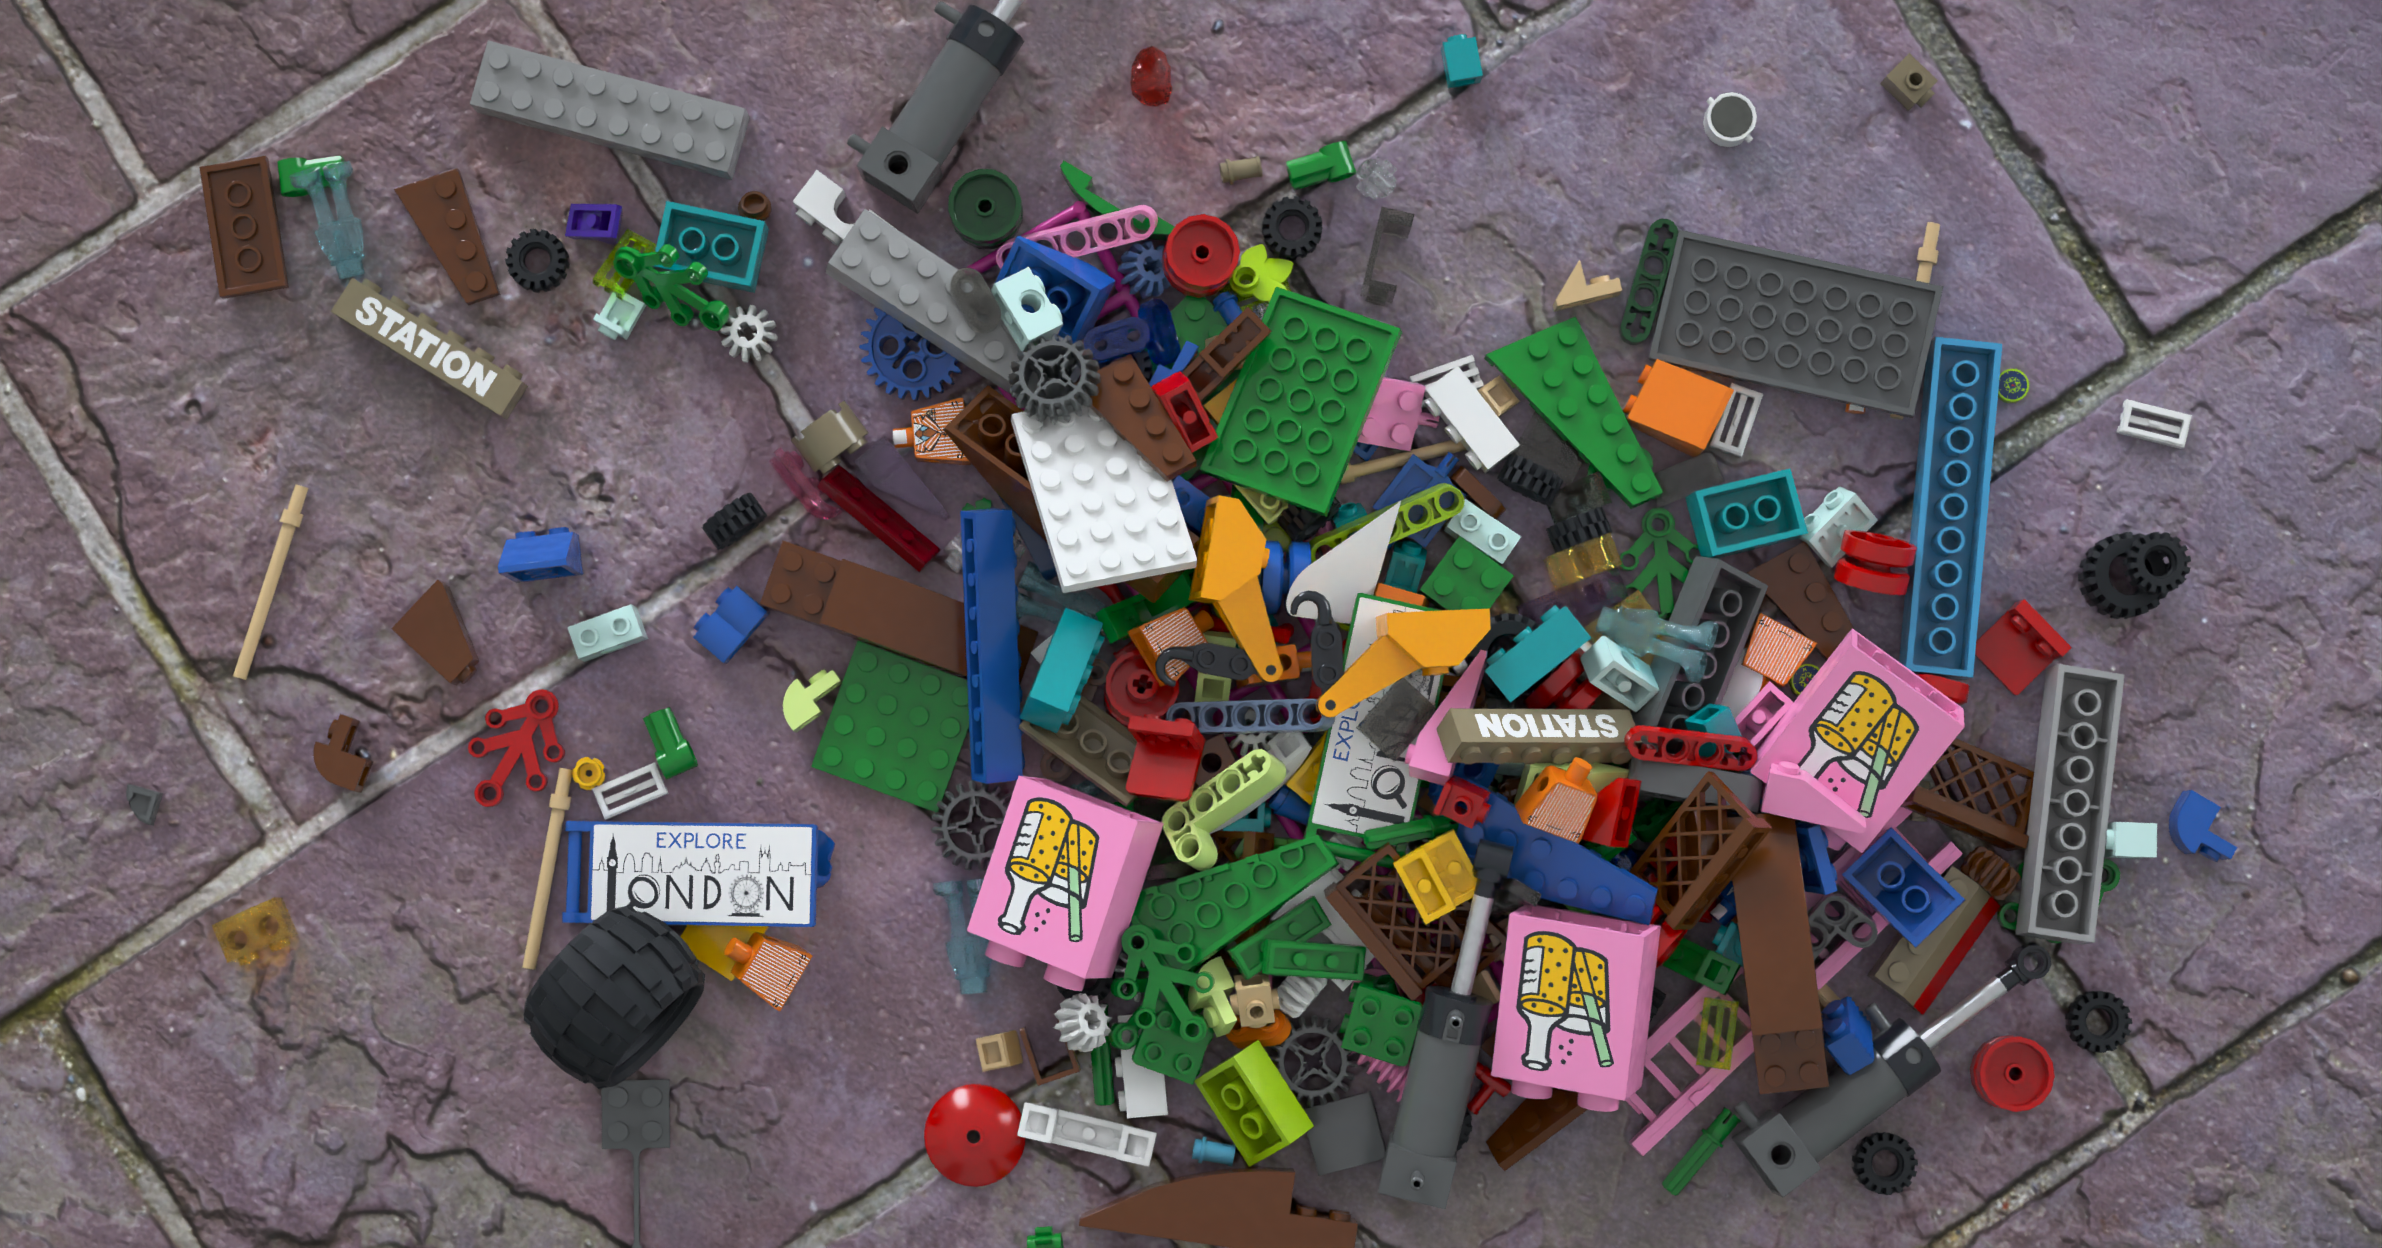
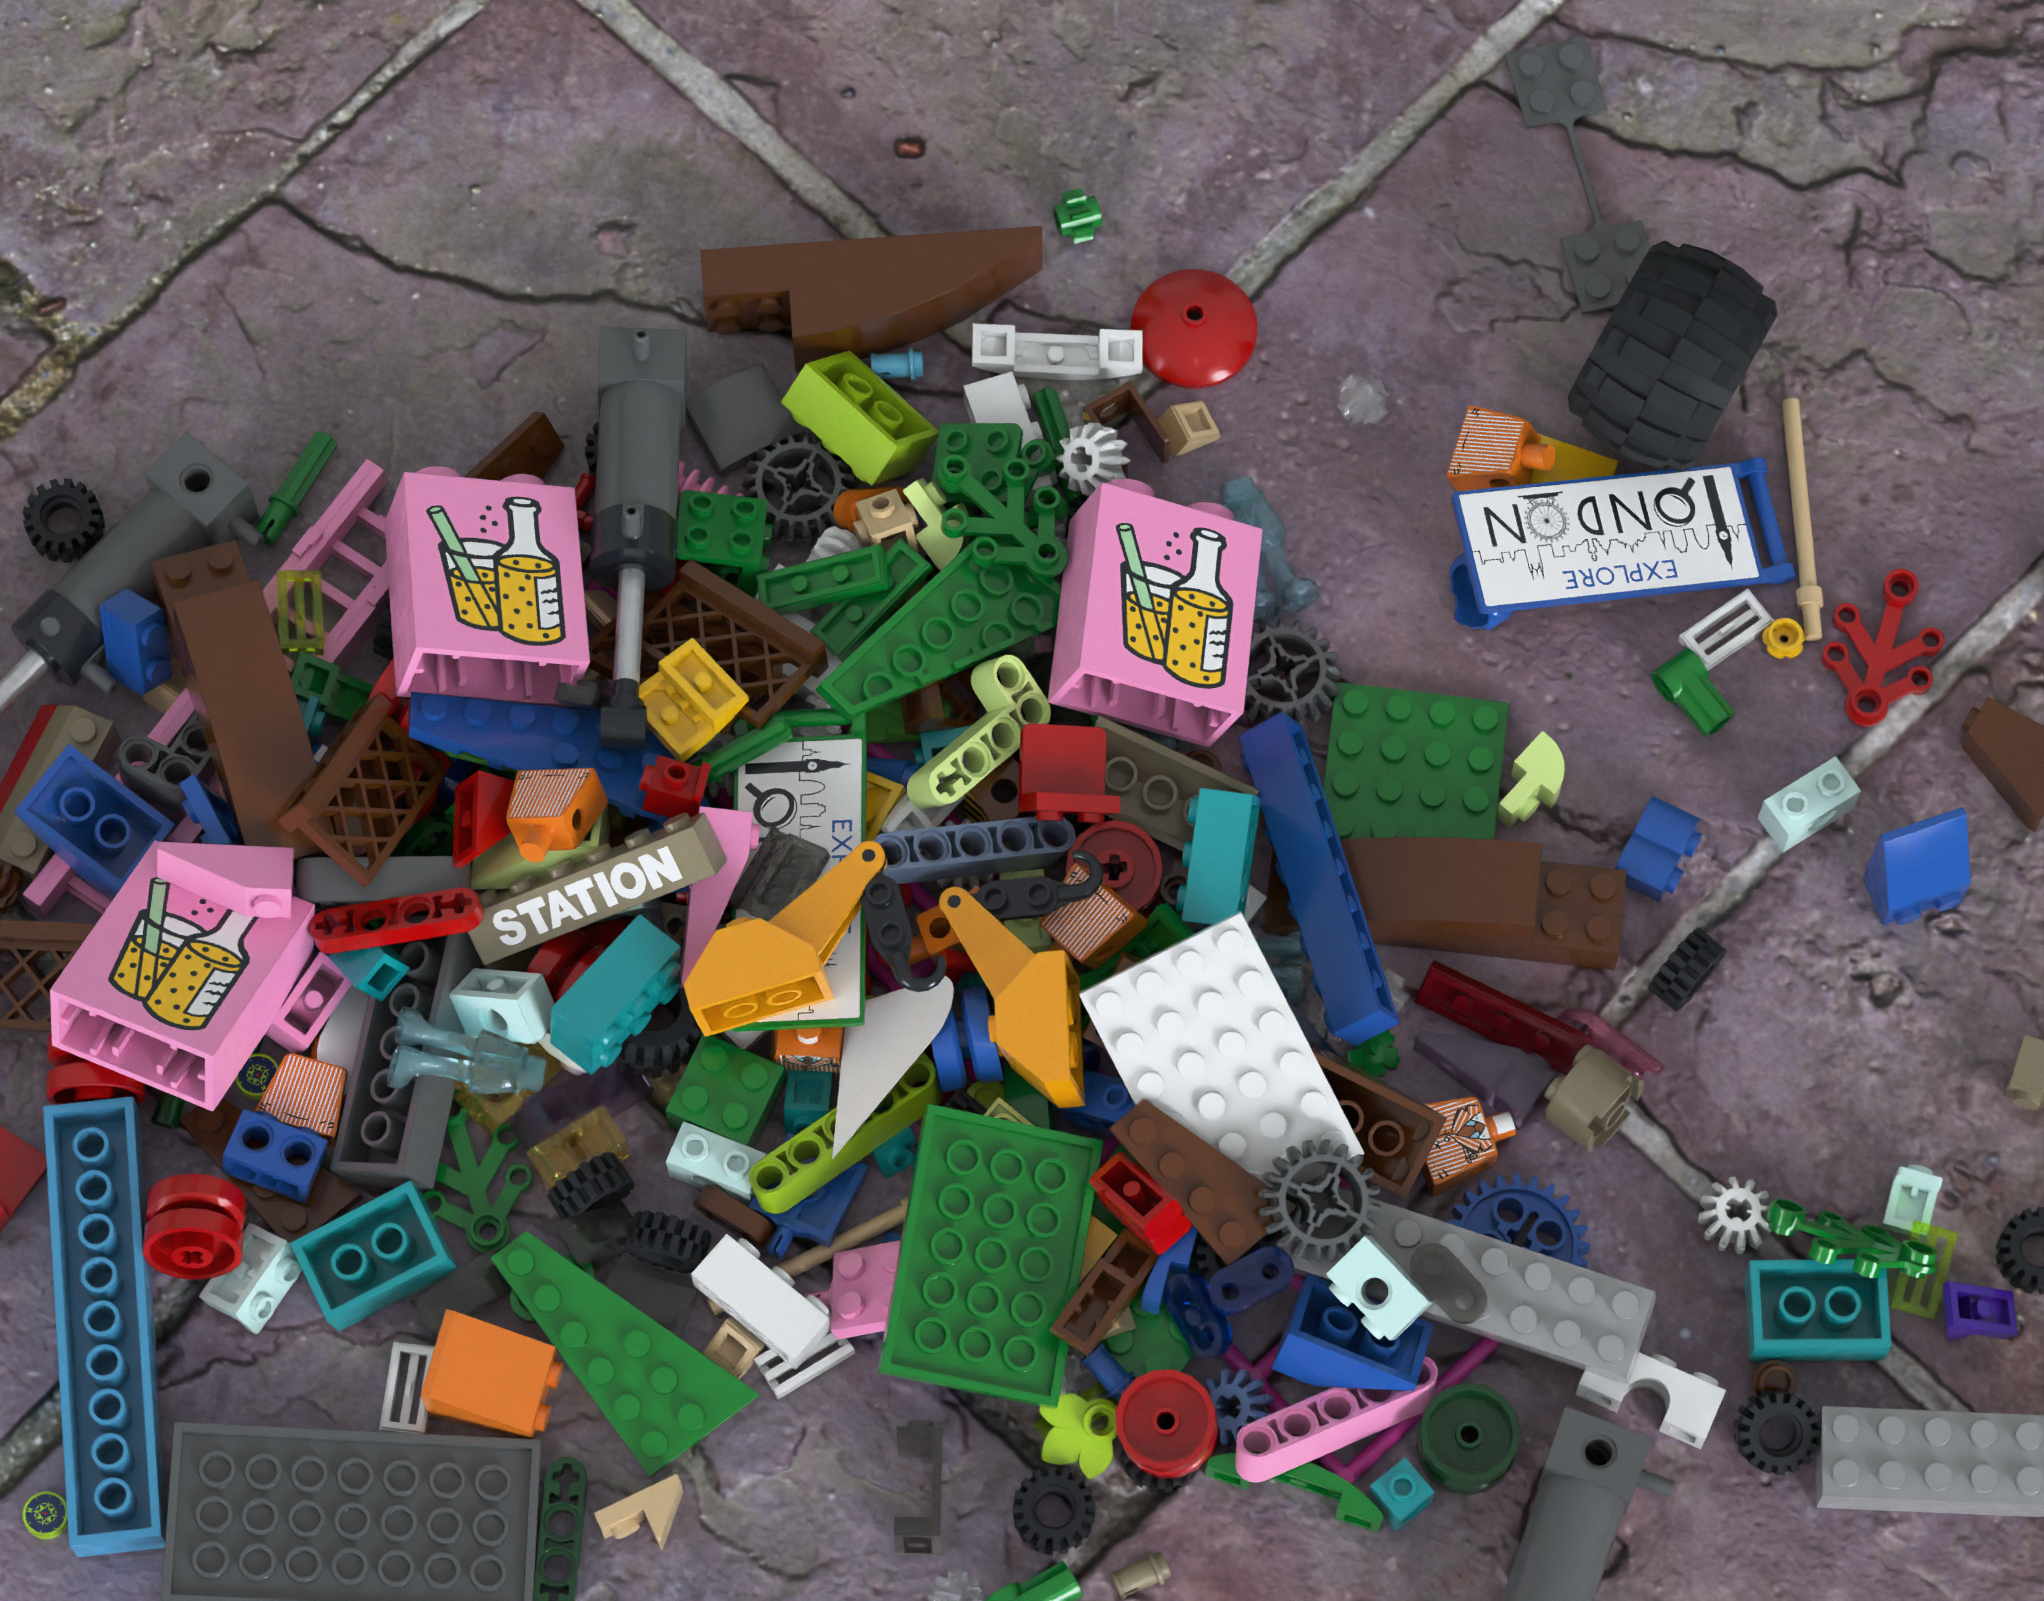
camera: 170 degrees right, 15 degrees down
(763, 151) = (1803, 1439): none -> black tyre
(859, 1039) = (1363, 398): none -> clear gear
(1043, 182) = (1401, 1494): none -> teal brick
(1810, 599) = (269, 1165): none -> blue brick

